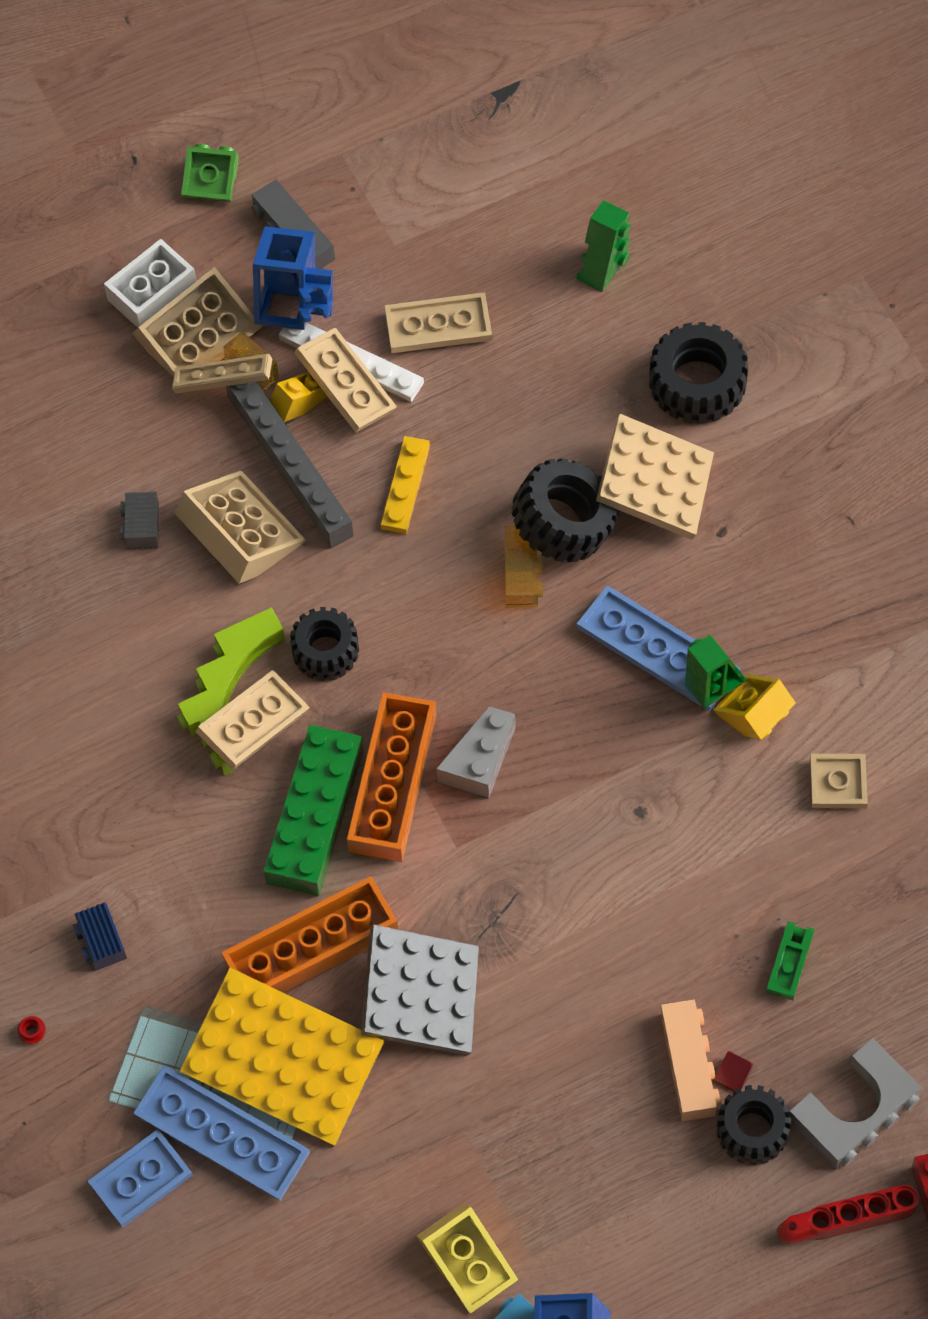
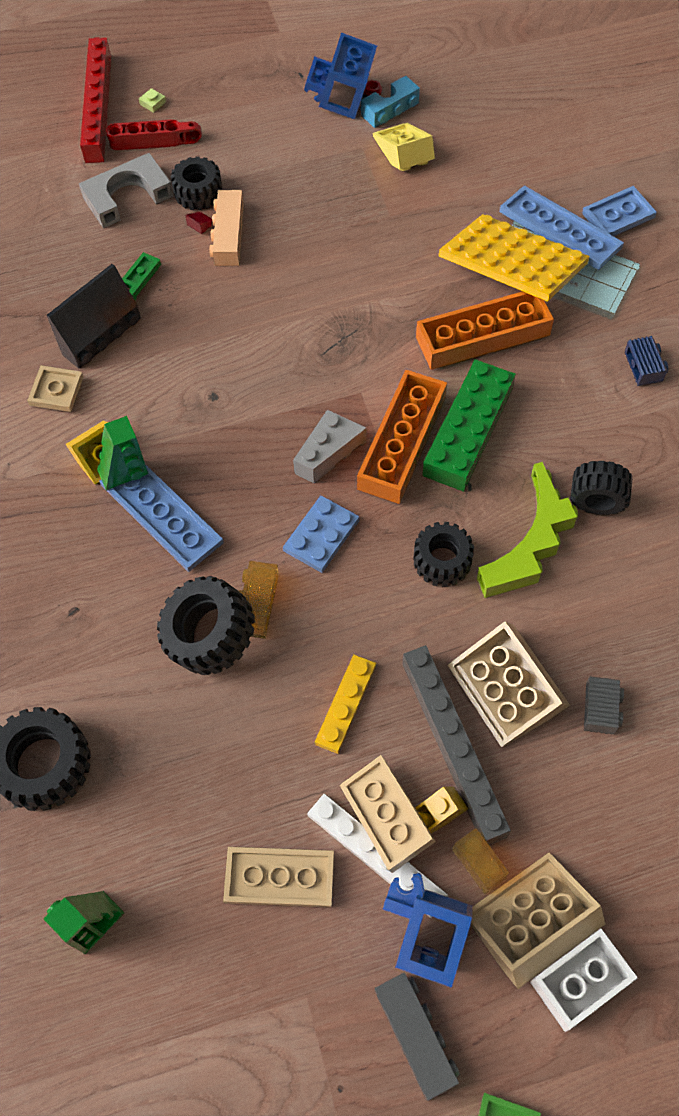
camera: 170 degrees left, 0 degrees up
(151, 735) = (601, 488): none -> black tyre
(222, 373) = (513, 835): tan tile -> none
(252, 719) = (513, 493): tan plate -> none
(420, 990) = (407, 284): plate -> none
(467, 657) = (321, 534): none -> medium blue plate
(655, 476) = (114, 651): tan plate -> none
(814, 864) = (93, 317): none -> black slope
(876, 1296) = (152, 100): none -> yellowish green plate

